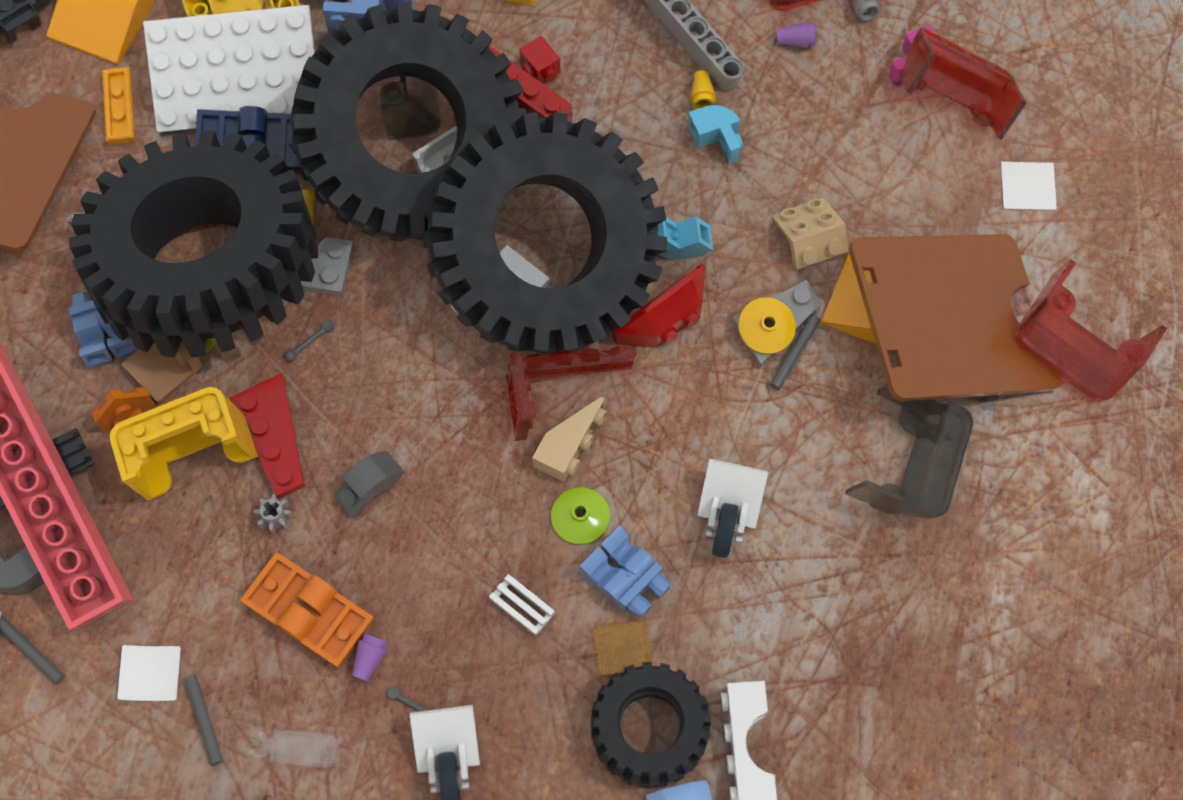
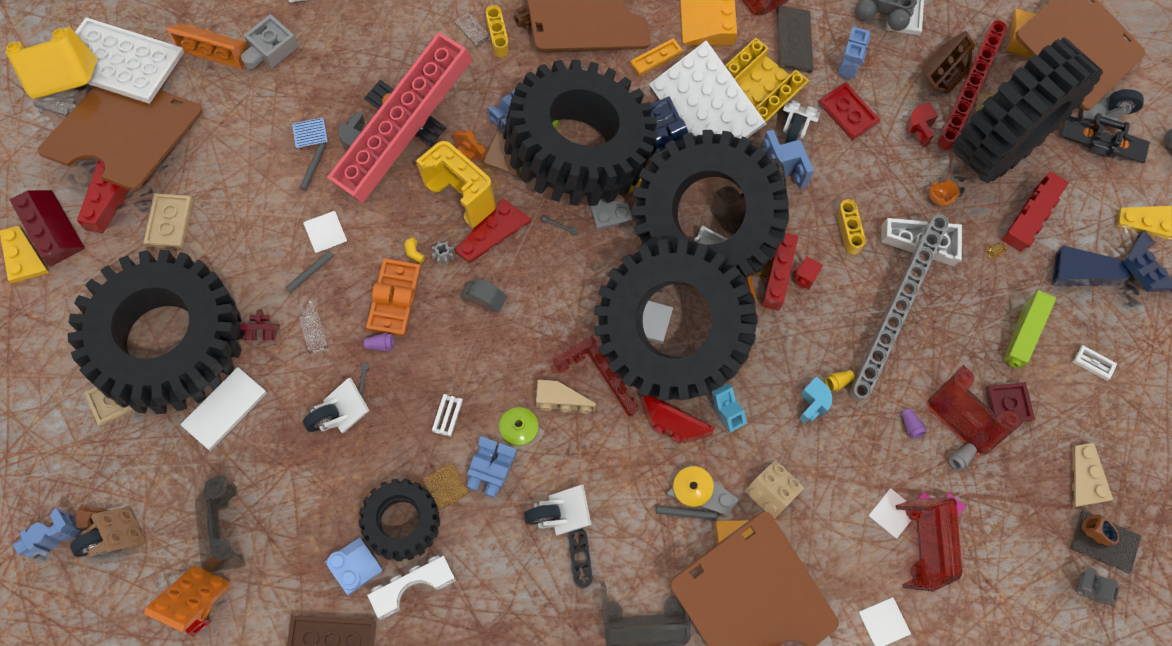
camera: 60 degrees right, 0 degrees up
(244, 557) = (410, 248): none -> yellow arm
(810, 502) = (587, 572): none -> black beam
(898, 113) = (888, 517): none -> white sticker

